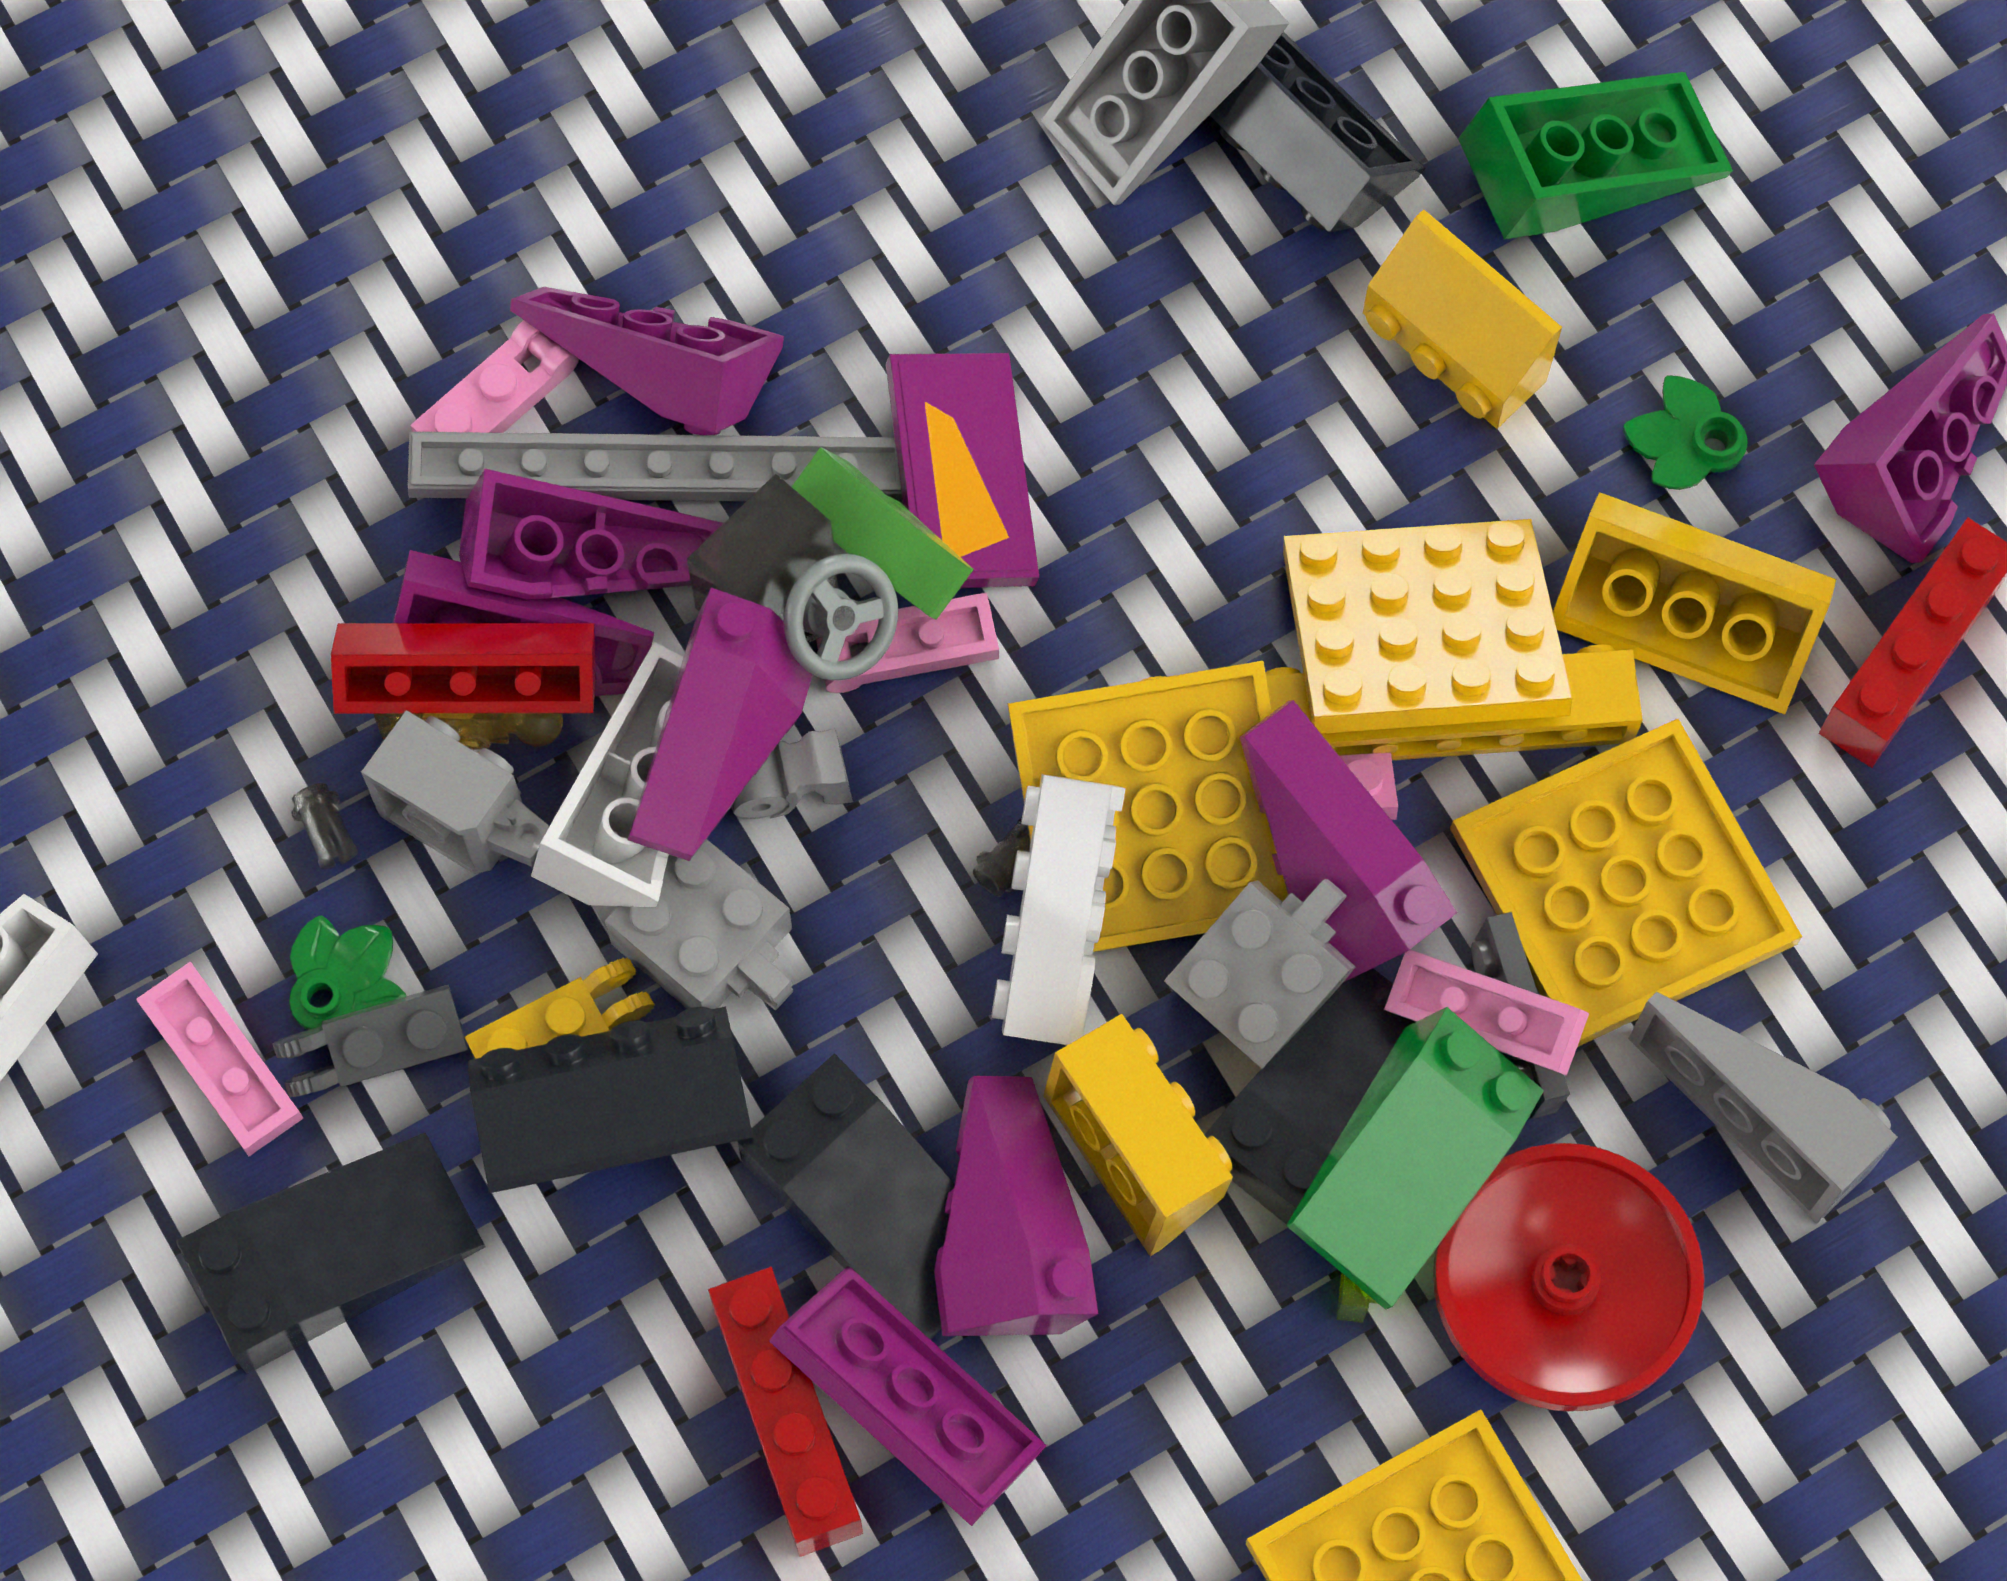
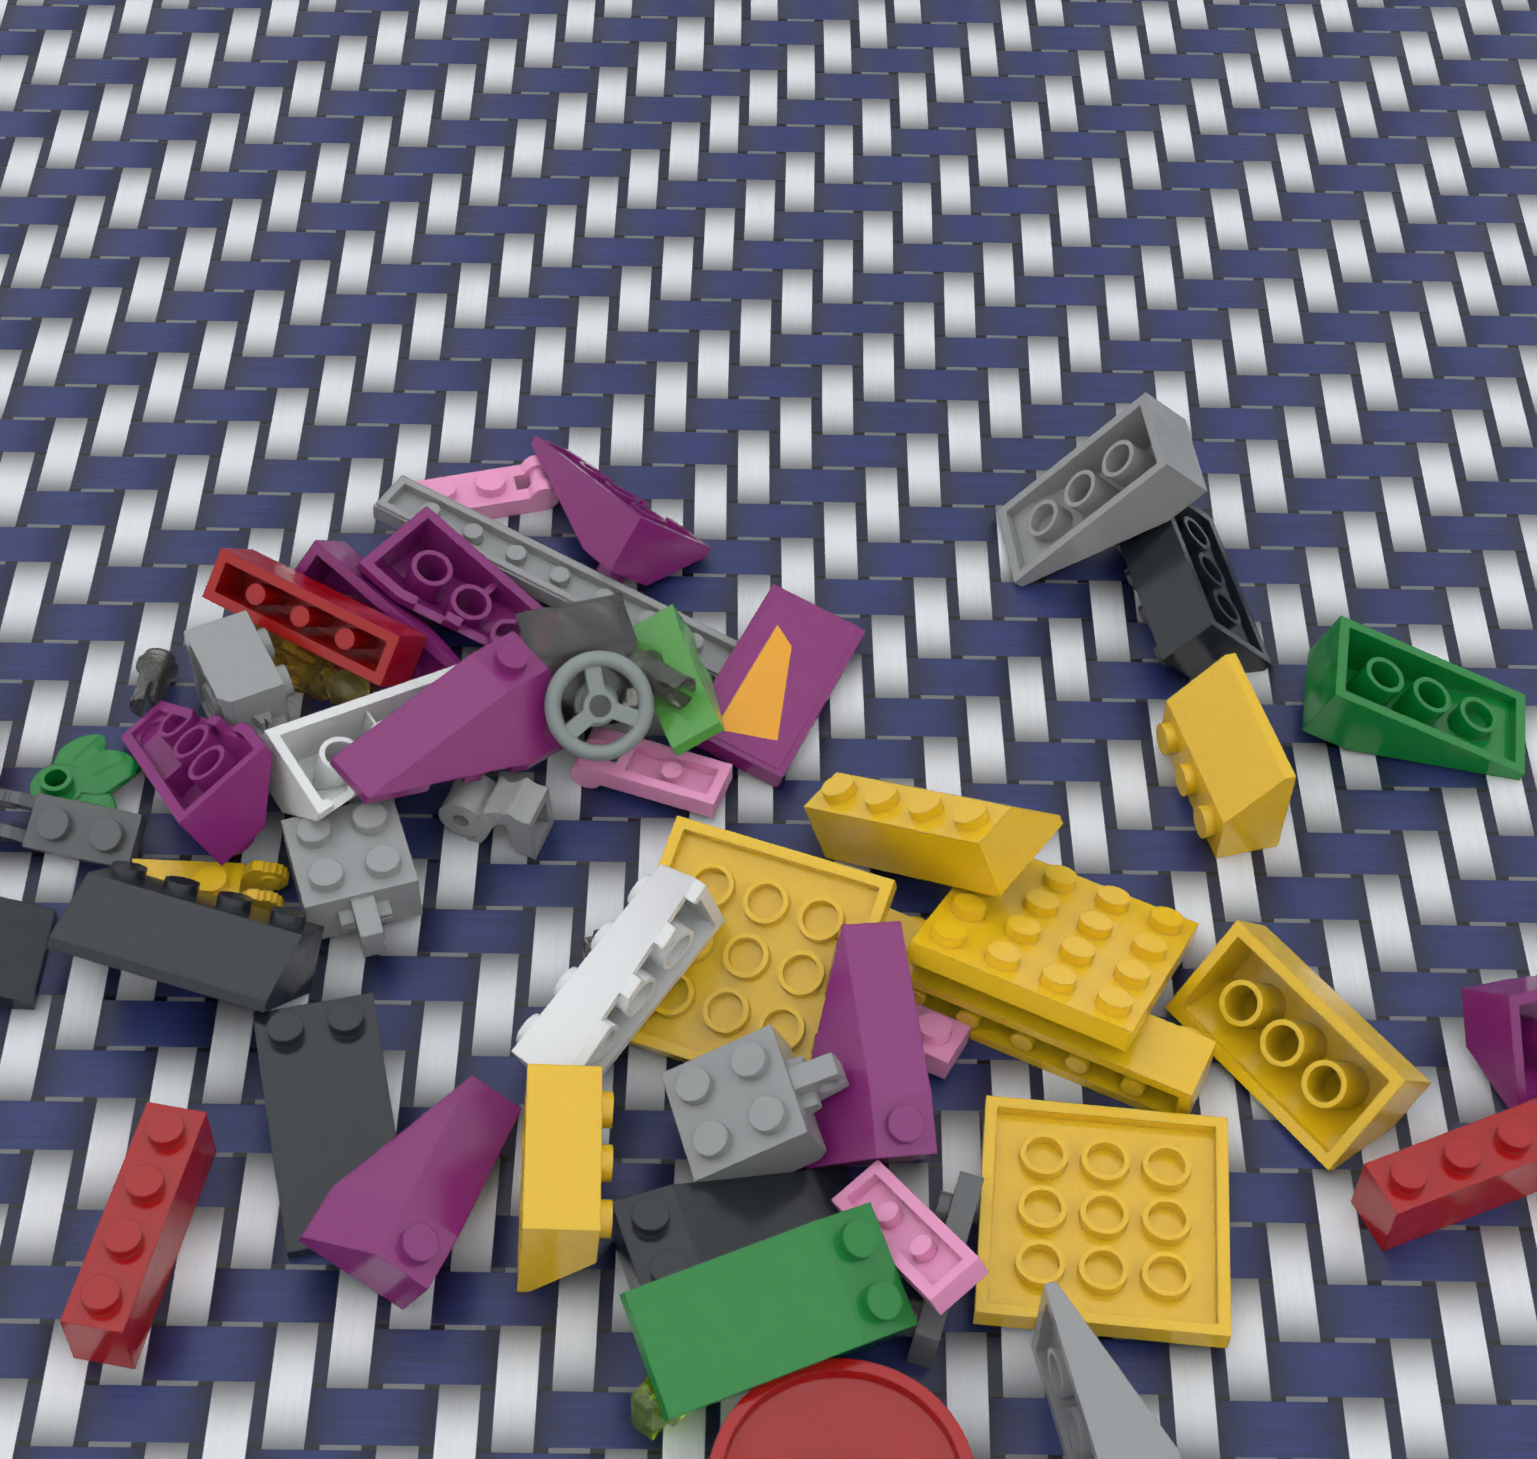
camera: 30 degrees right, 20 degrees down
(481, 905) = (206, 774): none -> magenta wedge
(888, 551) = (663, 678): none -> clear smoke pin
(908, 1394) = (237, 1270): magenta tile -> none
(1240, 569) = (927, 832): none -> yellow slope
(1678, 435) = (1364, 933): green plate -> none

